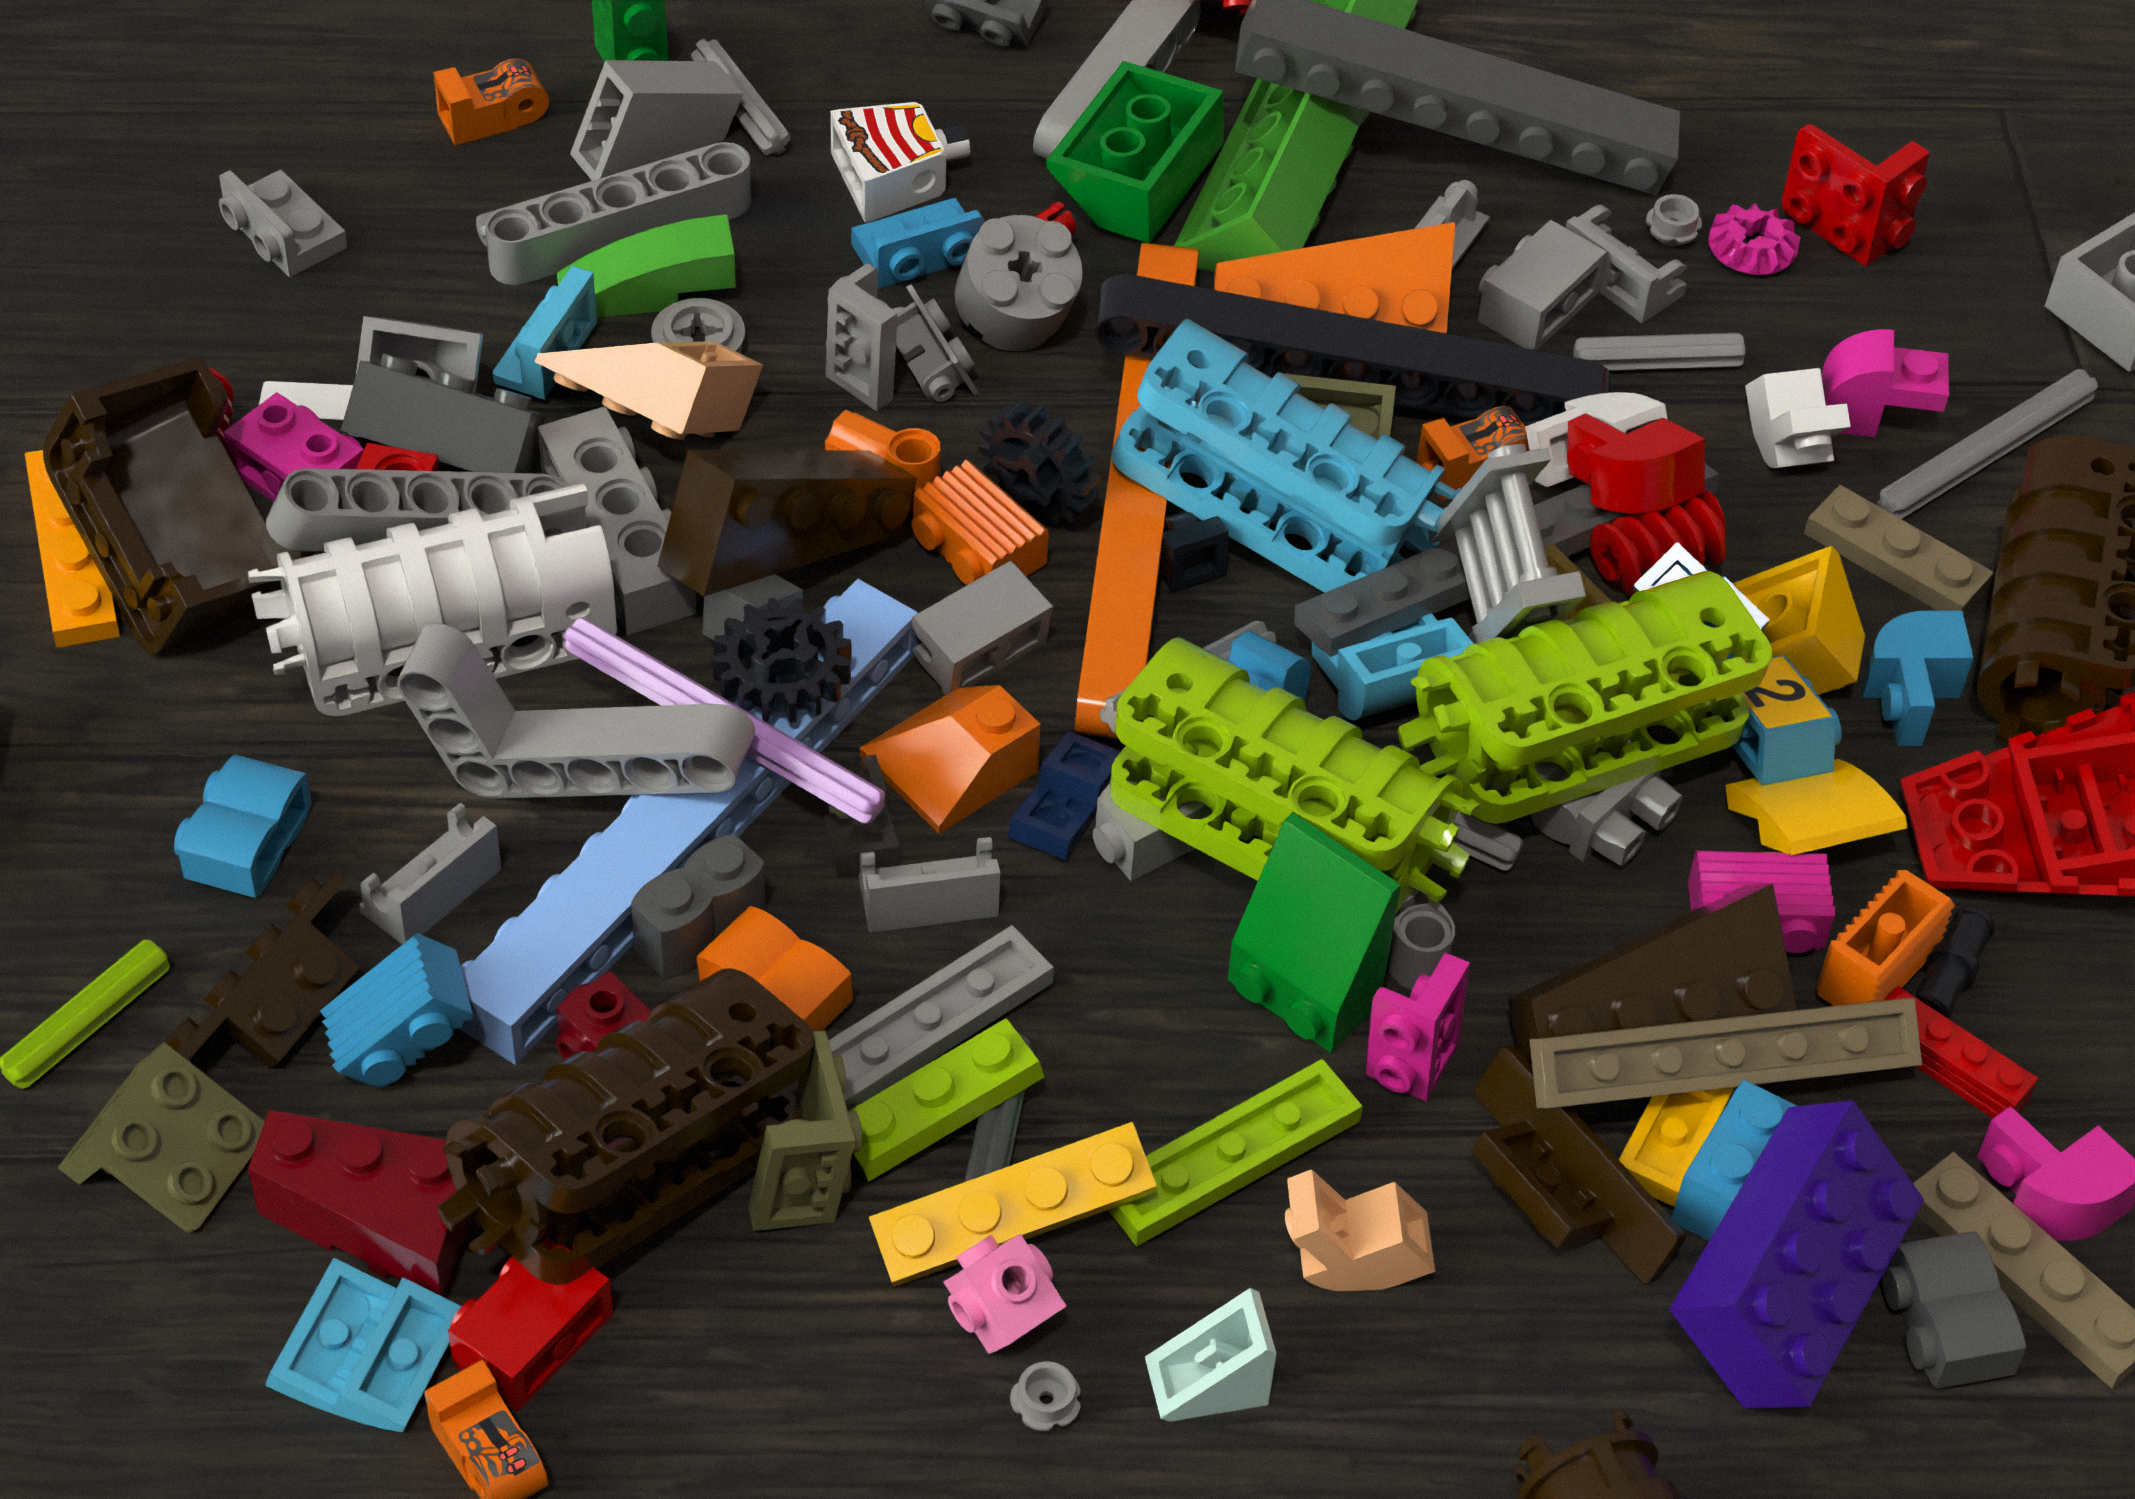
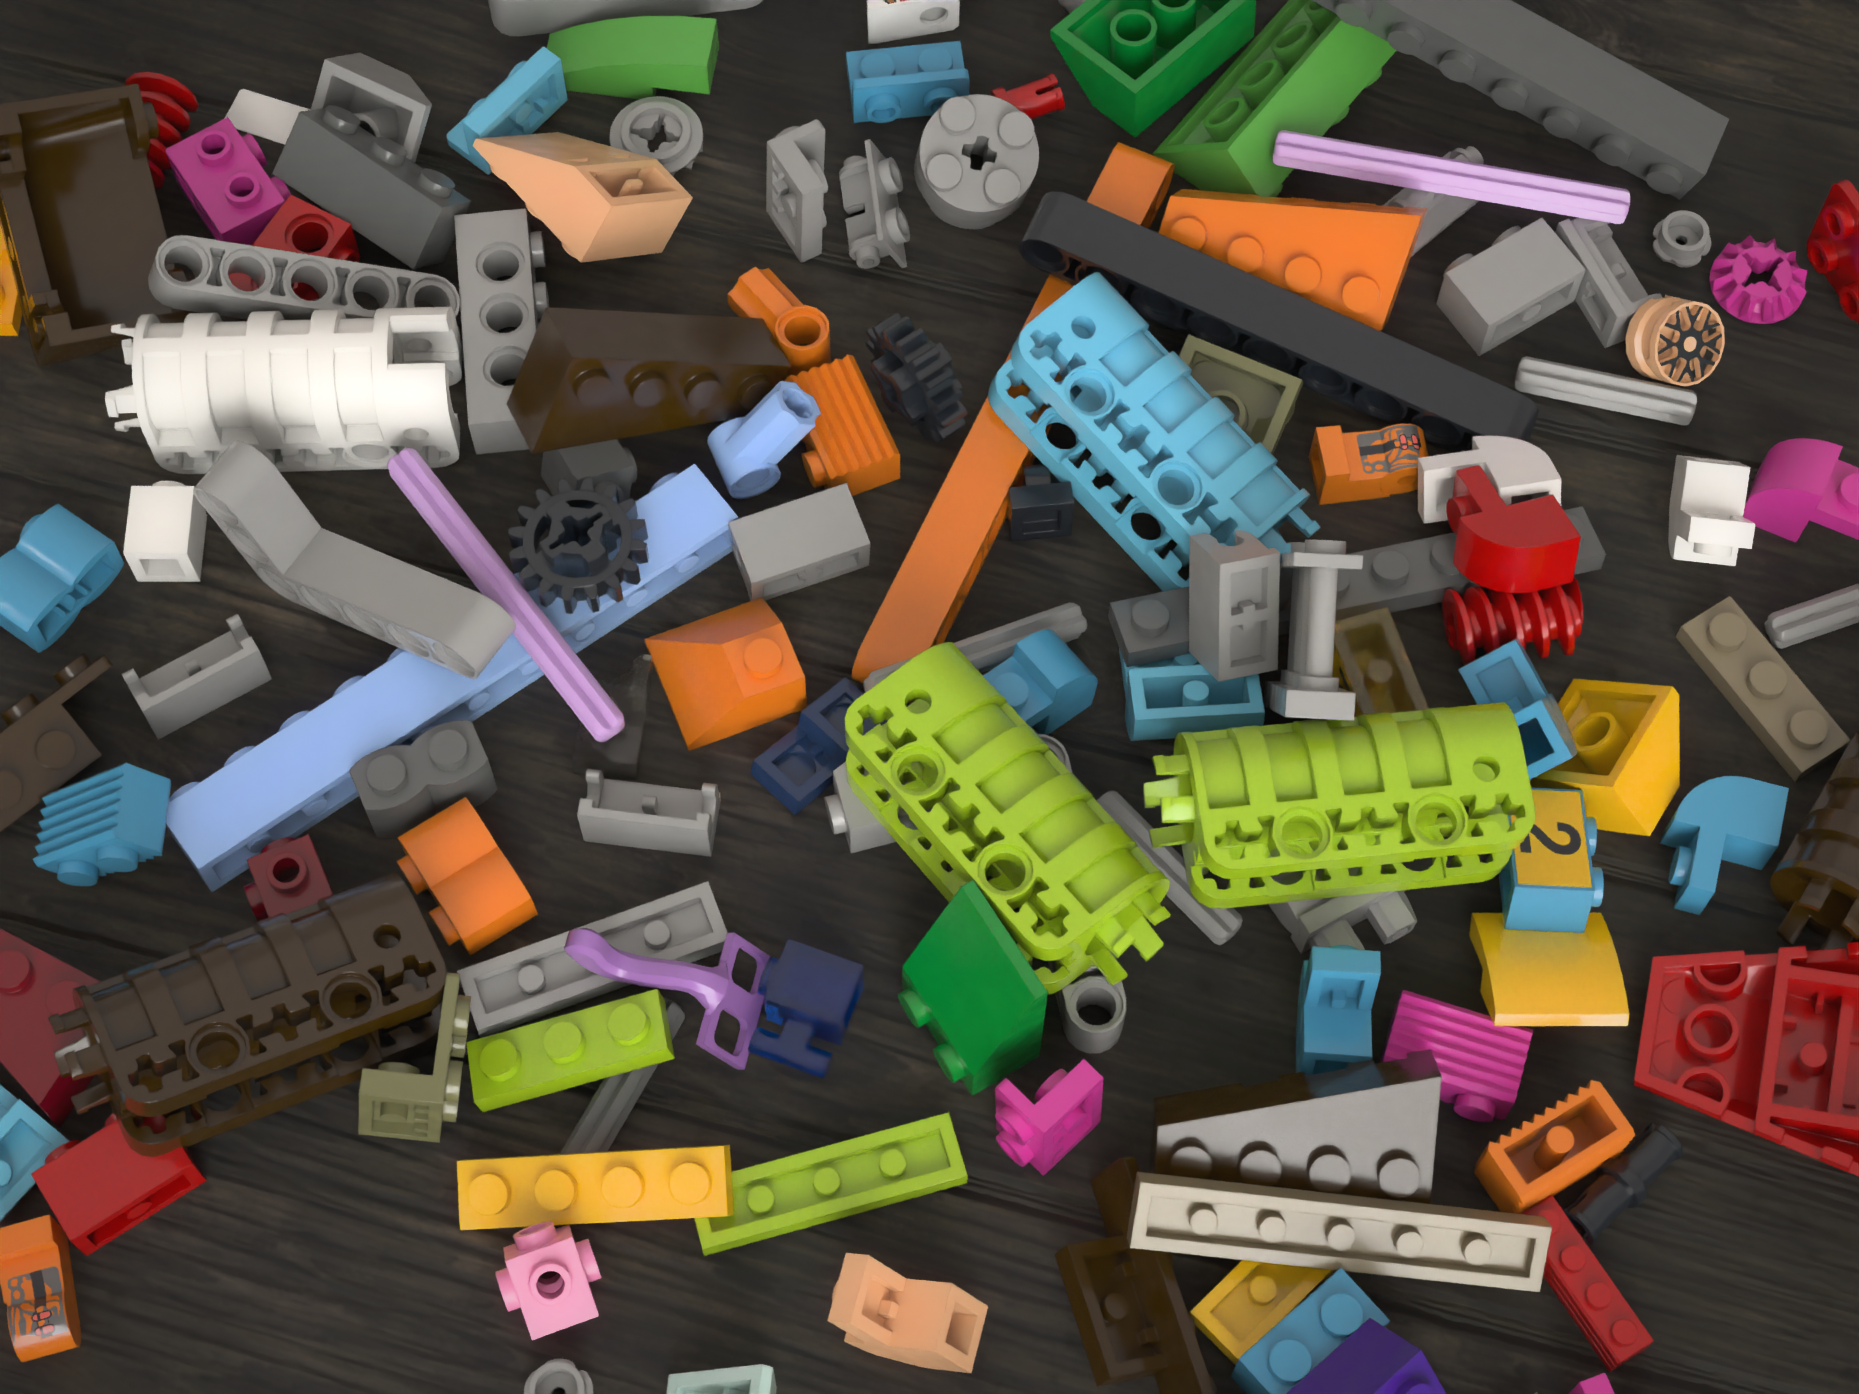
camera: 20 degrees right, 15 degrees up
(354, 757) = (165, 533): none -> white brick
(904, 557) = (752, 445): none -> light blue piece
(937, 1000) = (709, 985): none -> medium lavender piece
(1149, 1004) = (811, 997): none -> clear blue brick
(1419, 563) = (1233, 605): none -> light grey hinge
(1457, 201) = (1451, 177): none -> lavender axle
(1639, 874) = (1335, 1008): none -> dark azure brick
(1702, 293) = (1670, 356): none -> light nougat wheel

